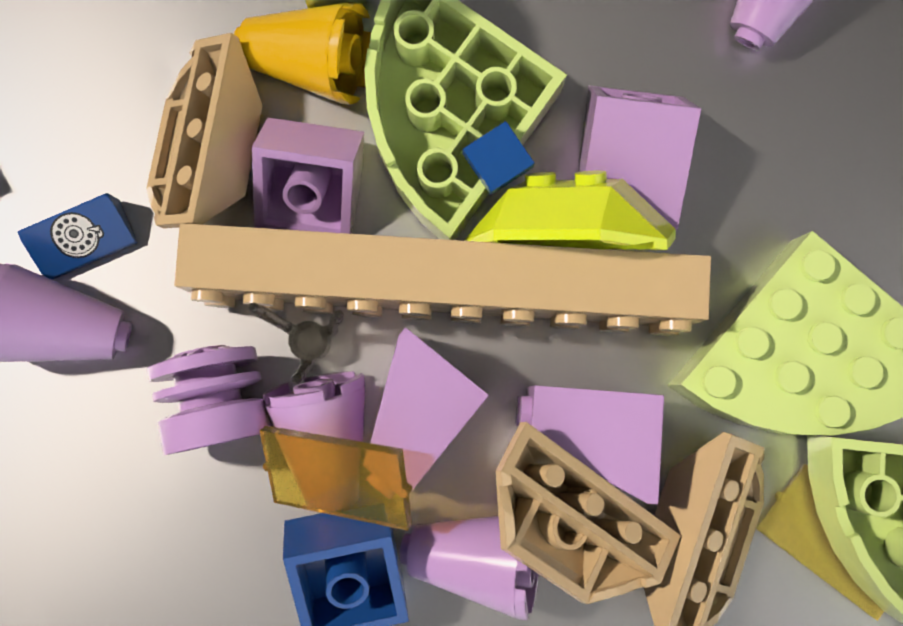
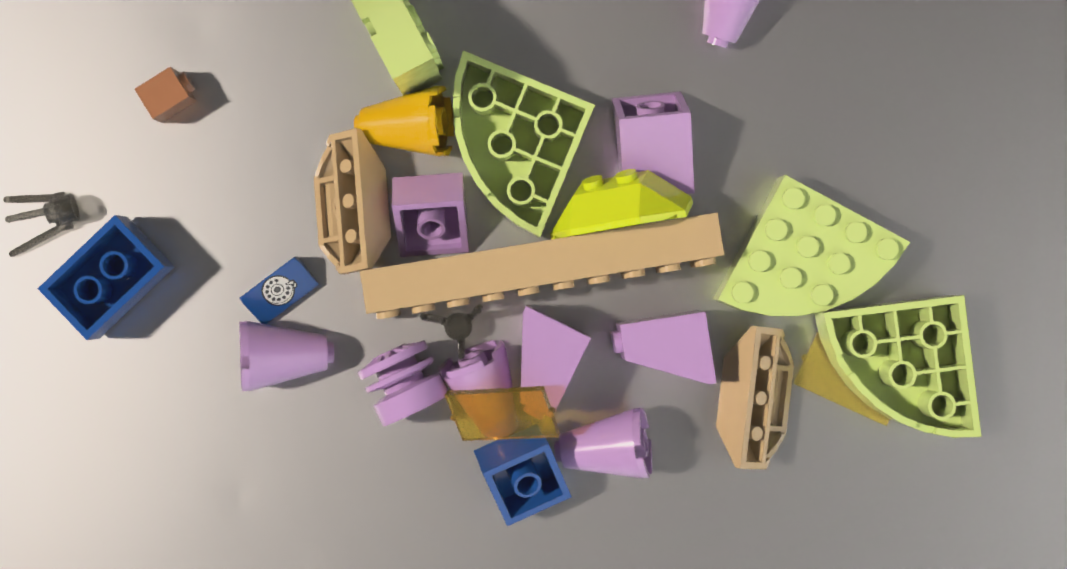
camera: 10 degrees left, 5 degrees up
(498, 158) = (561, 176): blue tile -> none
(576, 523) = (666, 408): tan wedge -> none

